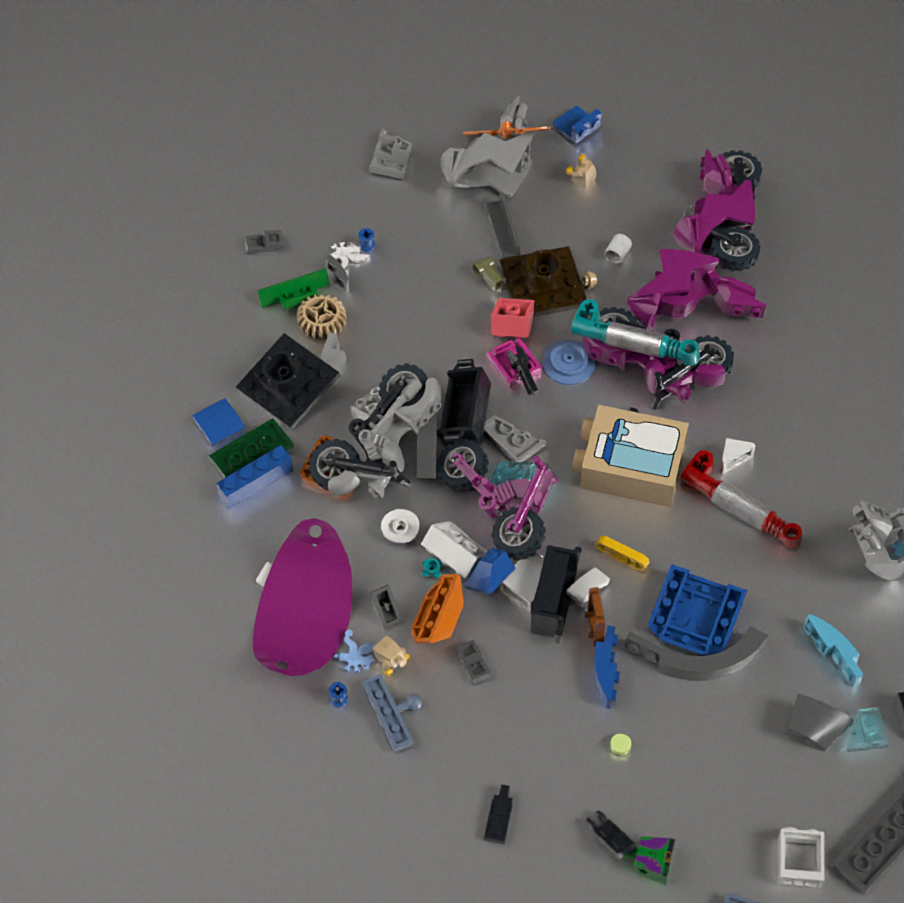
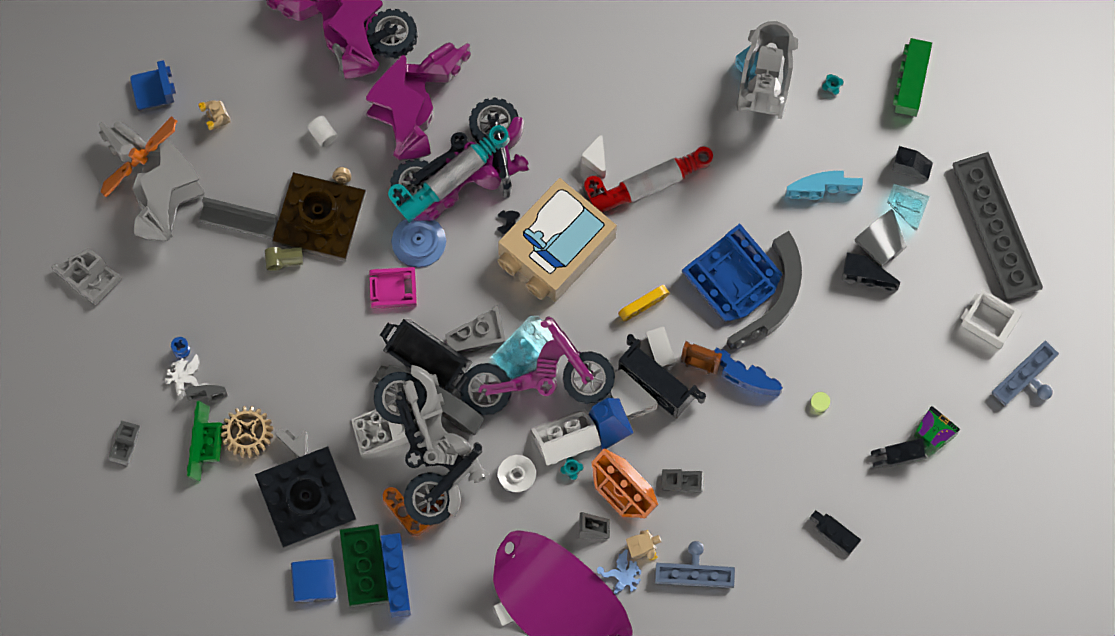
camera: 65 degrees left, 15 degrees up
(342, 690) = (661, 612): blue bush -> none
(512, 317) = (349, 263): coral slope -> none
(519, 362) = (404, 284): black piece -> none
(773, 719) = (865, 271): none -> black slope

